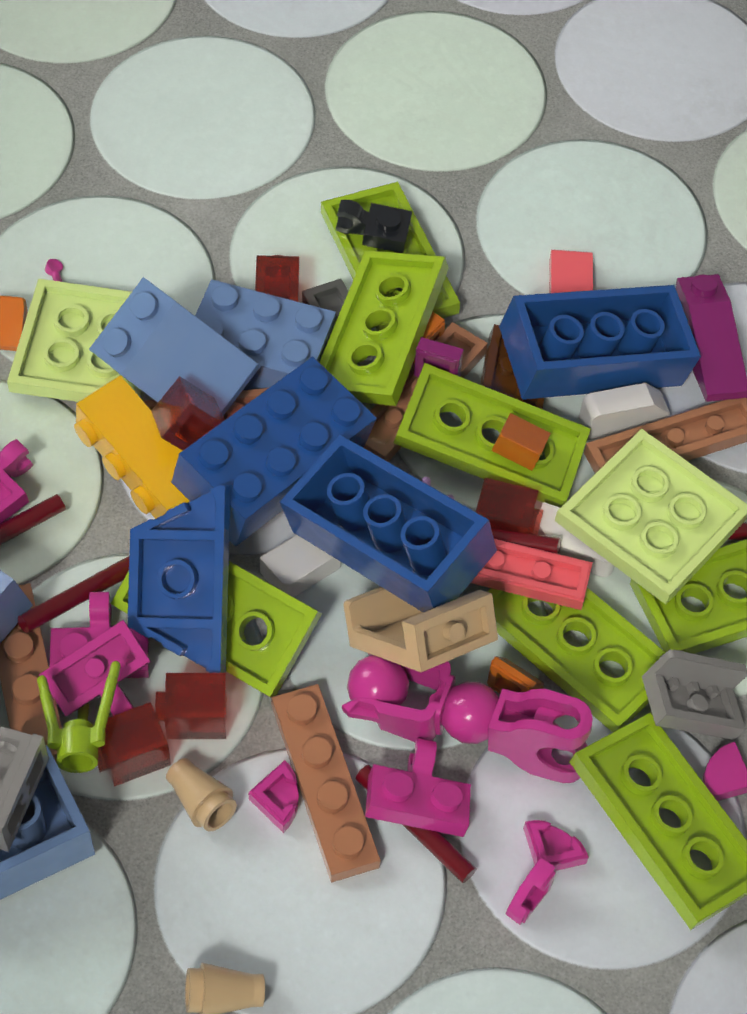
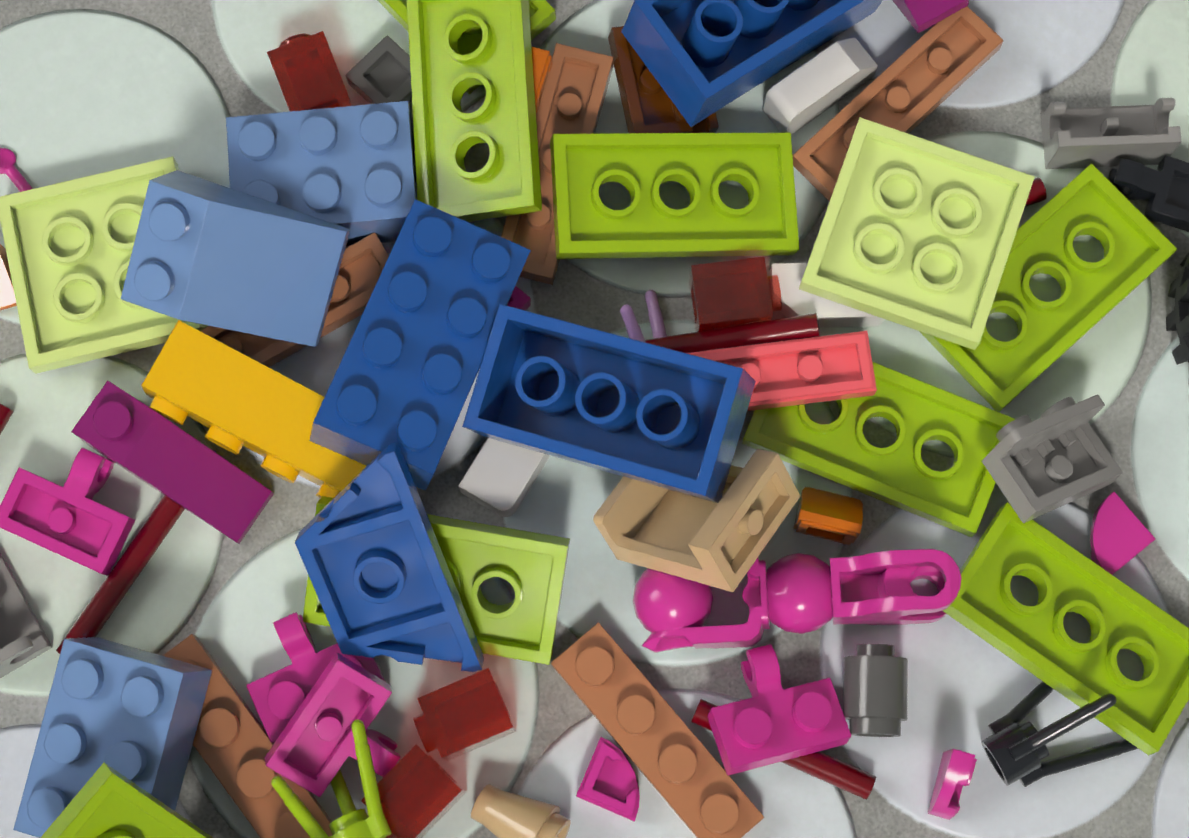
camera: 15 degrees left, 20 degrees up
(71, 472) = (172, 462): none -> magenta slope
(73, 596) = (256, 630): dark red bar -> none
(186, 414) = (293, 348): clear red brick -> none
(438, 355) = (566, 118): magenta tile -> none
(499, 806) = (875, 691): none -> dark grey brick
(521, 441) = (717, 194): orange slope -> none
(554, 845) = (952, 711): dark pink tile -> none
(593, 887) = (1018, 750): none -> black plant

